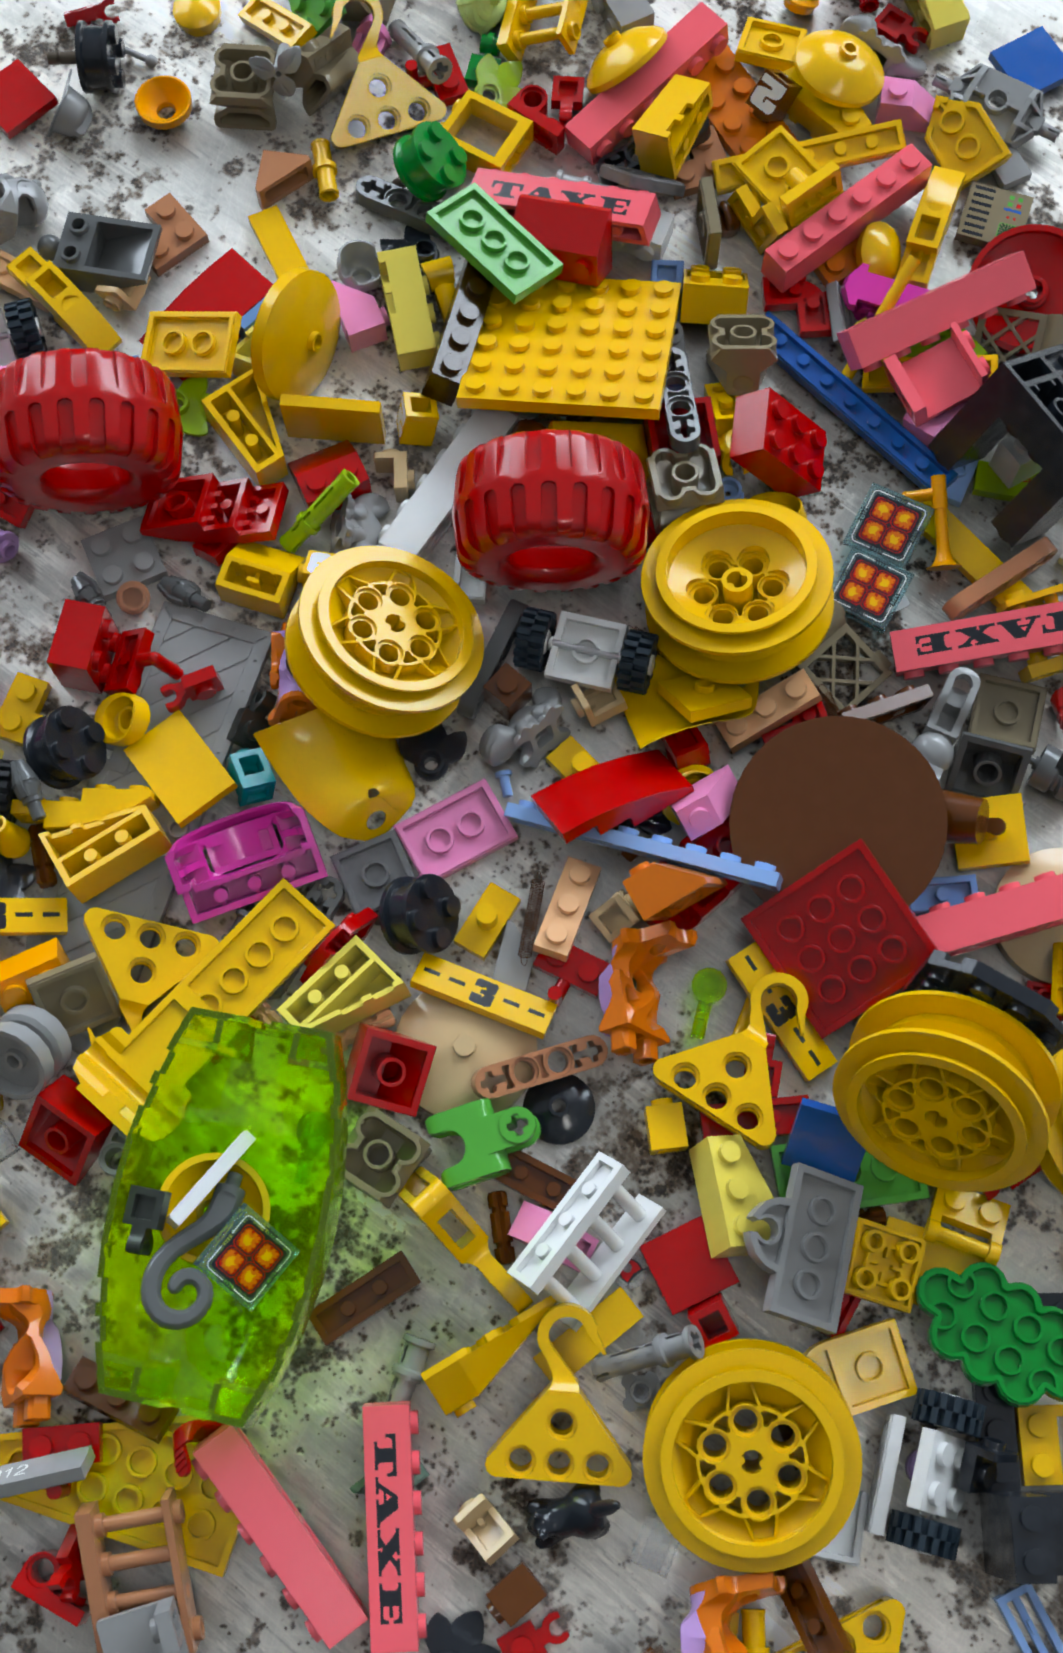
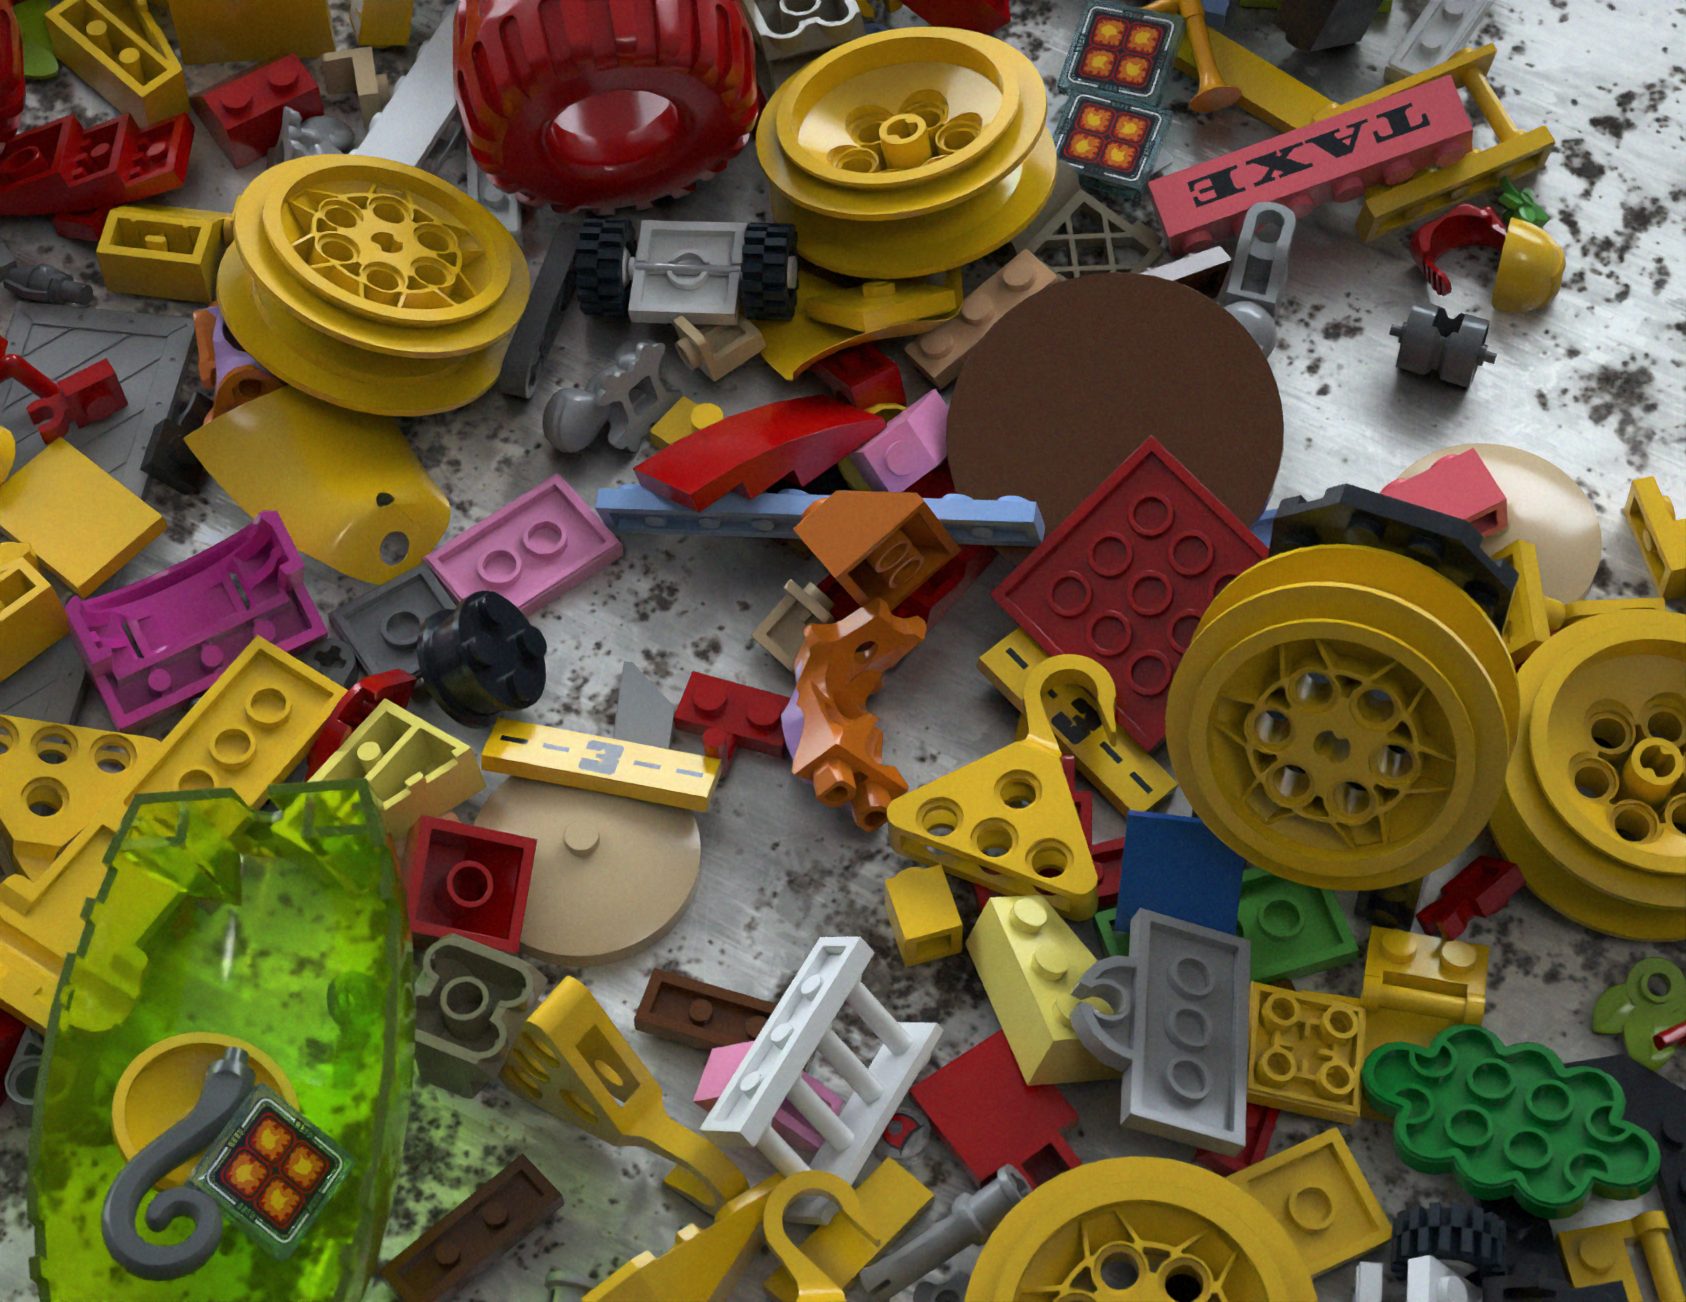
camera: 10 degrees left, 15 degrees down
(145, 1211) = (92, 1118): pearl dark grey plate -> none
(210, 1179) = (191, 1063): white tile -> none
(252, 775) = (191, 512): teal brick -> none
(310, 521) = (240, 149): lime pin -> none
(433, 746) = (468, 442): black plate -> none
(486, 1138) = (636, 956): bright green piece -> none
(487, 921) = (591, 671): yellow tile -> none
(500, 1227) = (677, 1087): reddish brown axle -> none
(503, 776) = (587, 468): light blue piece -> none
(507, 691) = (575, 345): reddish brown brick -> none
(534, 917) = (669, 651): reddish brown piece -> none
(539, 1064) = (710, 860): nougat beam -> none
(567, 909) = (715, 631): light nougat plate -> none
(573, 1121) = (753, 942): black dish -> none
(709, 987) = (957, 712): clear neon green plate -> none
(969, 819) = (1317, 410): reddish brown hat -> none
(987, 766) = (1333, 351): dark grey slope -> none
(999, 579) = (1305, 92): nougat beam -> none
(1003, 849) = (1354, 435): yellow plate -> none
(1008, 710) = (1347, 281): dark tan tile -> none

